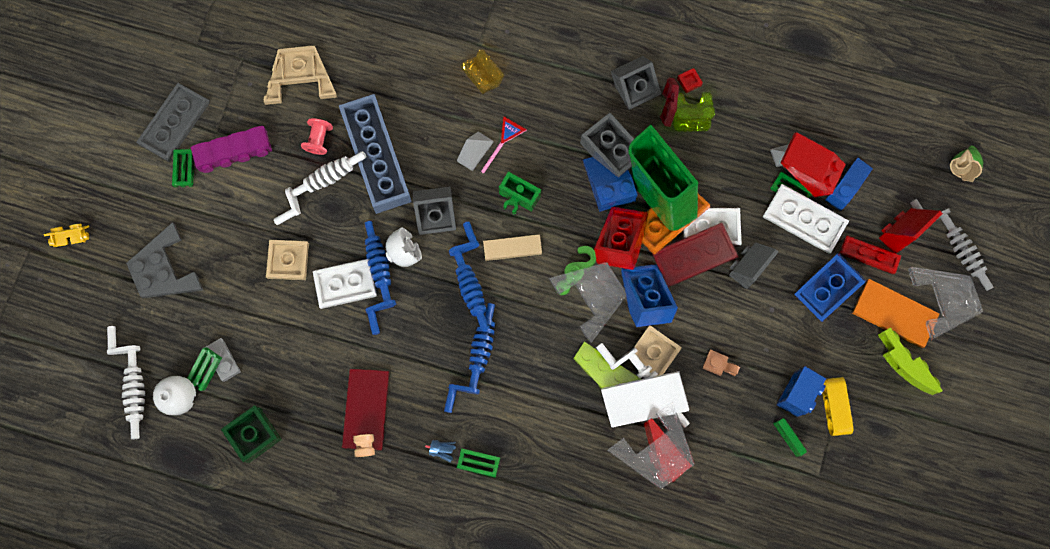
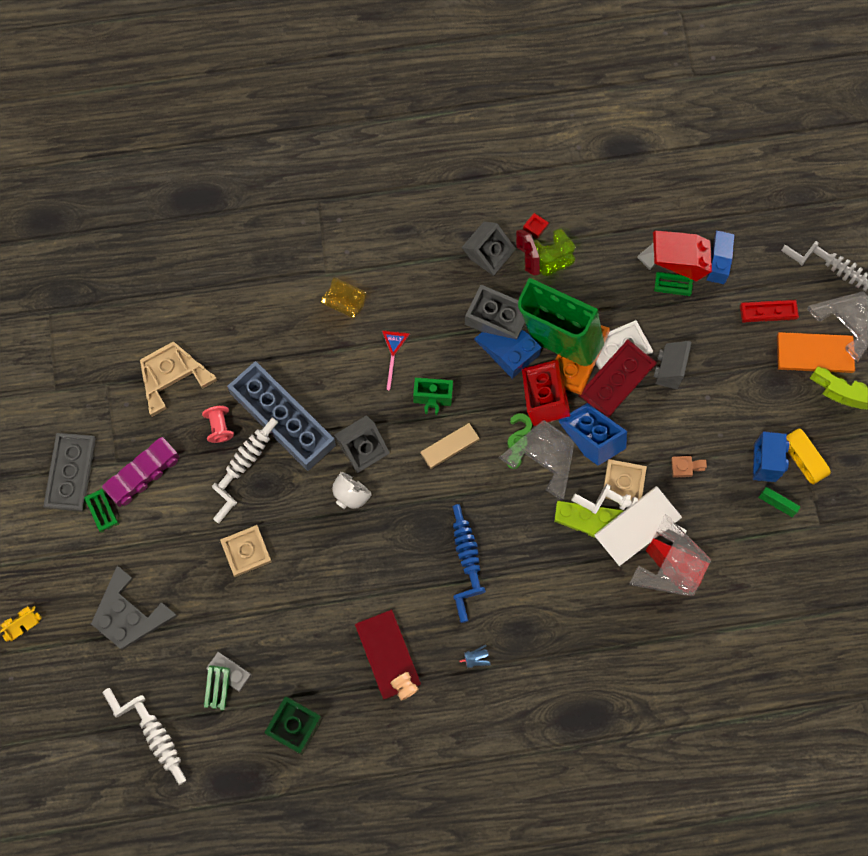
camera: 25 degrees left, 5 degrees down
(174, 395) = (200, 725): white cylinder -> none
(344, 284) = (310, 548): white tile -> none
(381, 274) = (332, 516): blue piece -> none
(467, 281) = (427, 496): blue piece -> none
(473, 453) = (516, 662): green tile -> none
(474, 150) = (371, 373): light grey slope -> none
(805, 219) = (698, 304): white tile -> none
(830, 287) = (749, 355): blue slope -> none
(908, 228) = (790, 272): red slope -> none
(967, 164) = (813, 195): tan hat -> none

